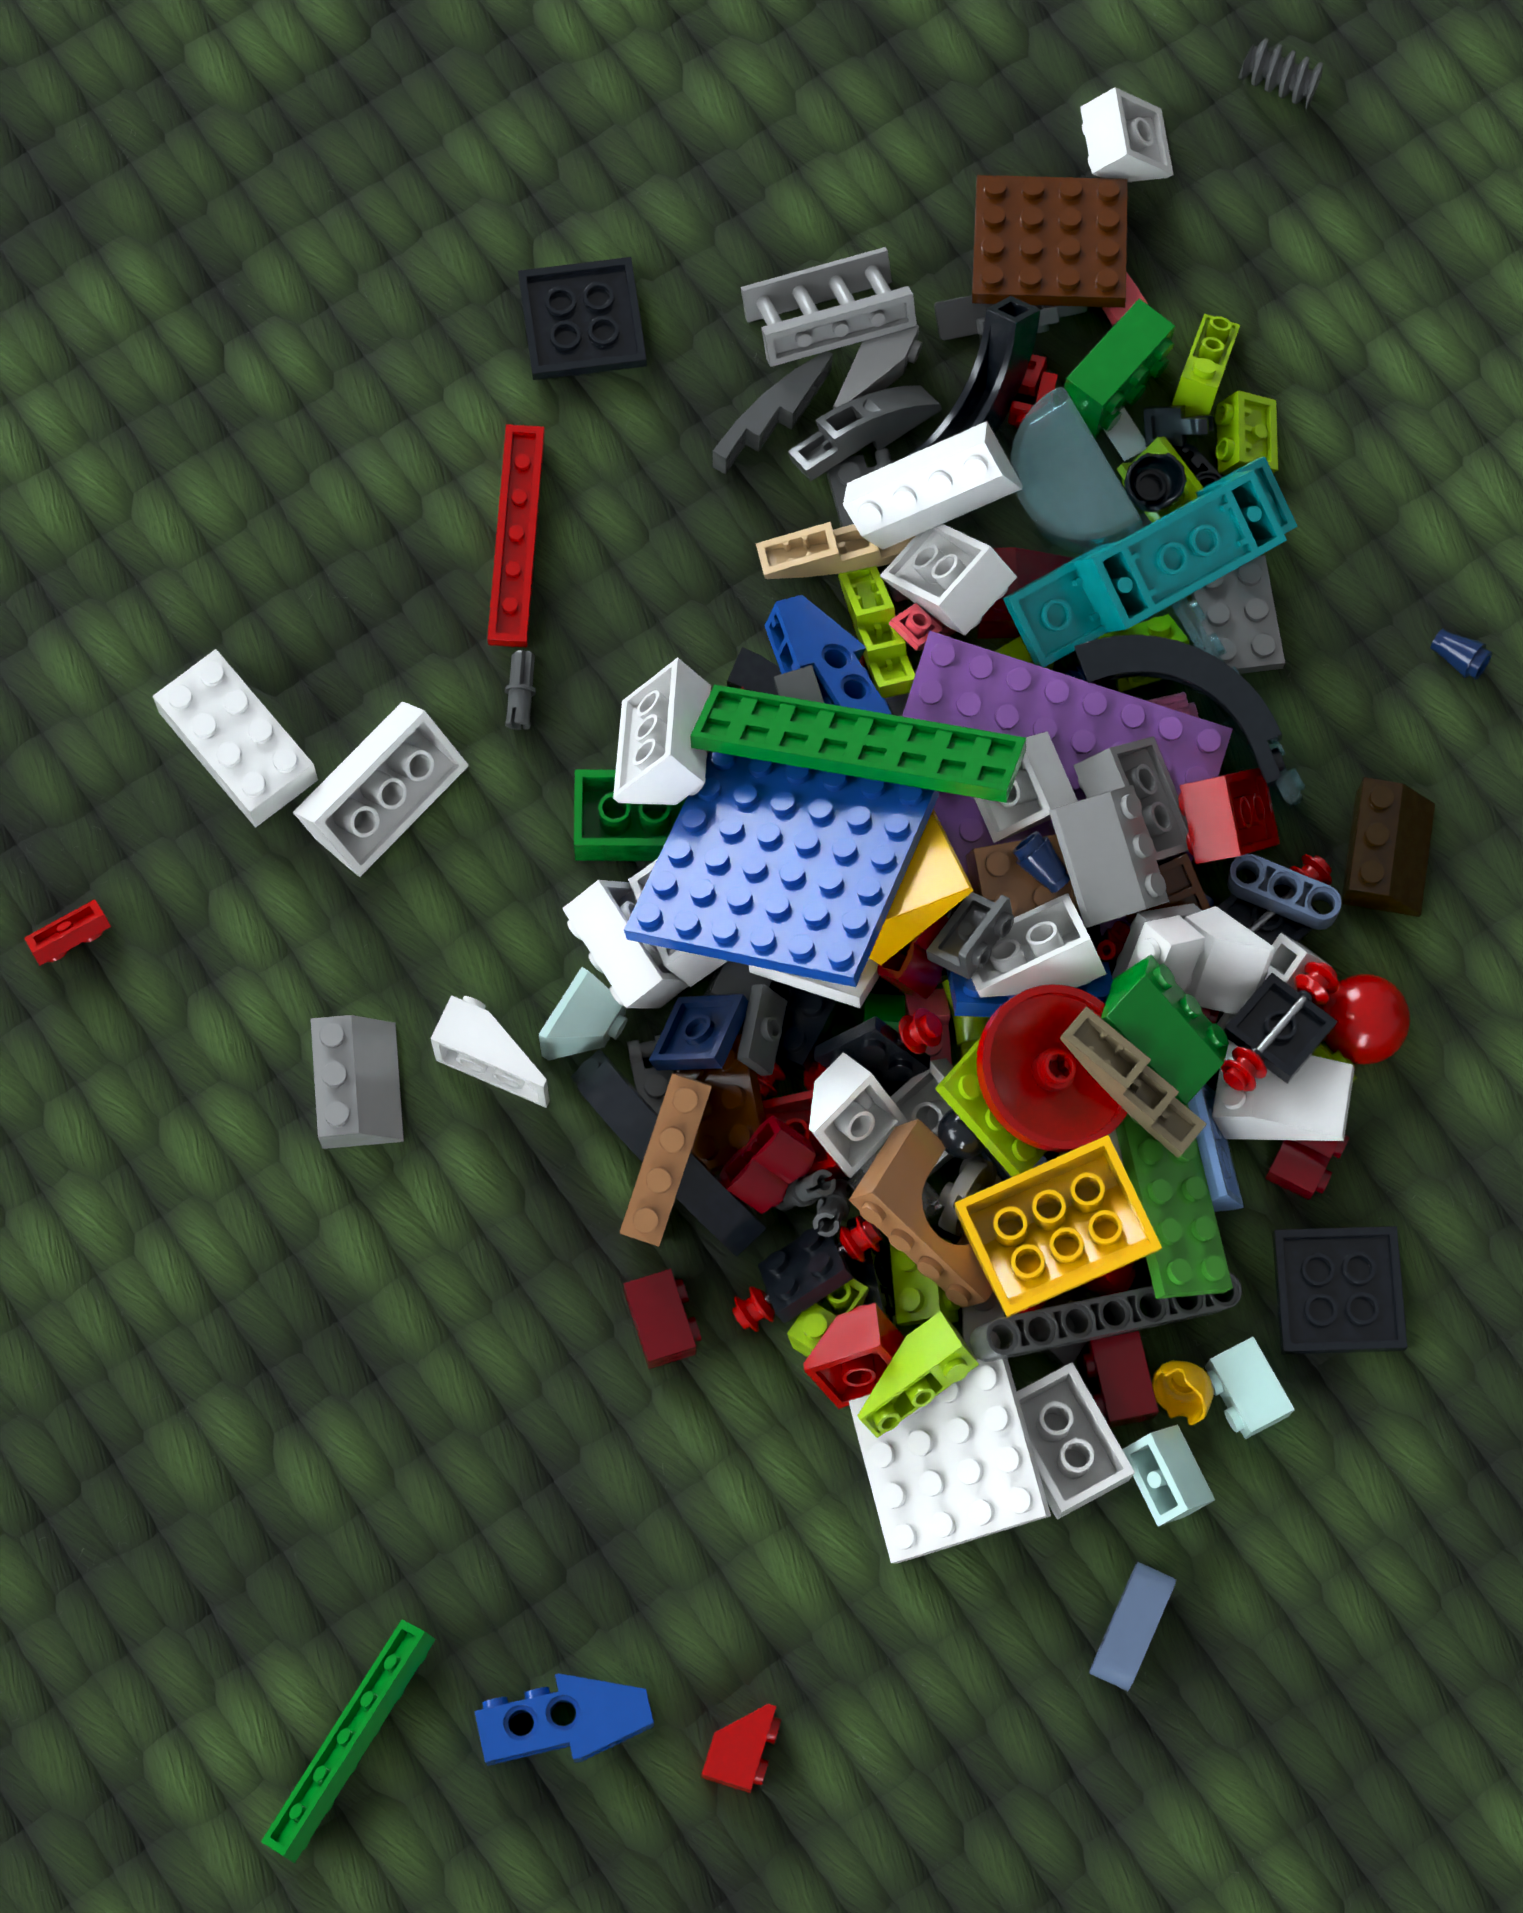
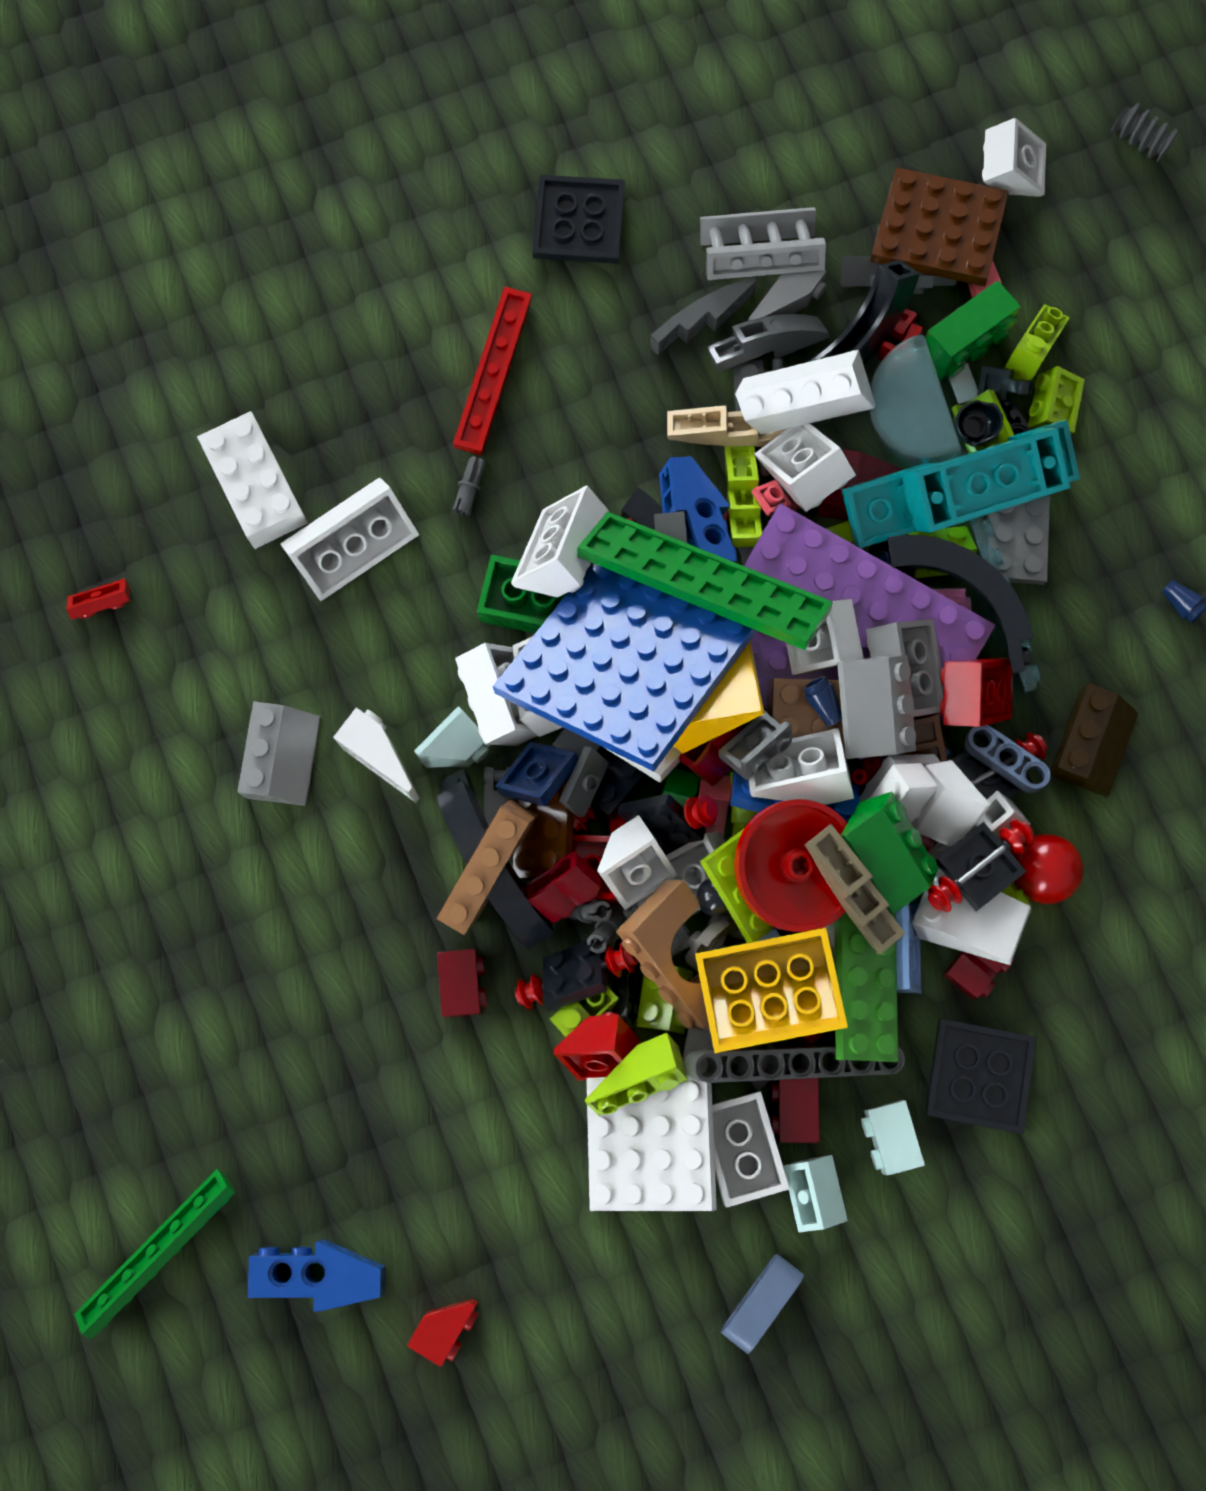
camera: 20 degrees right, 5 degrees up
(1183, 1390) = (842, 1128): yellow hair -> none

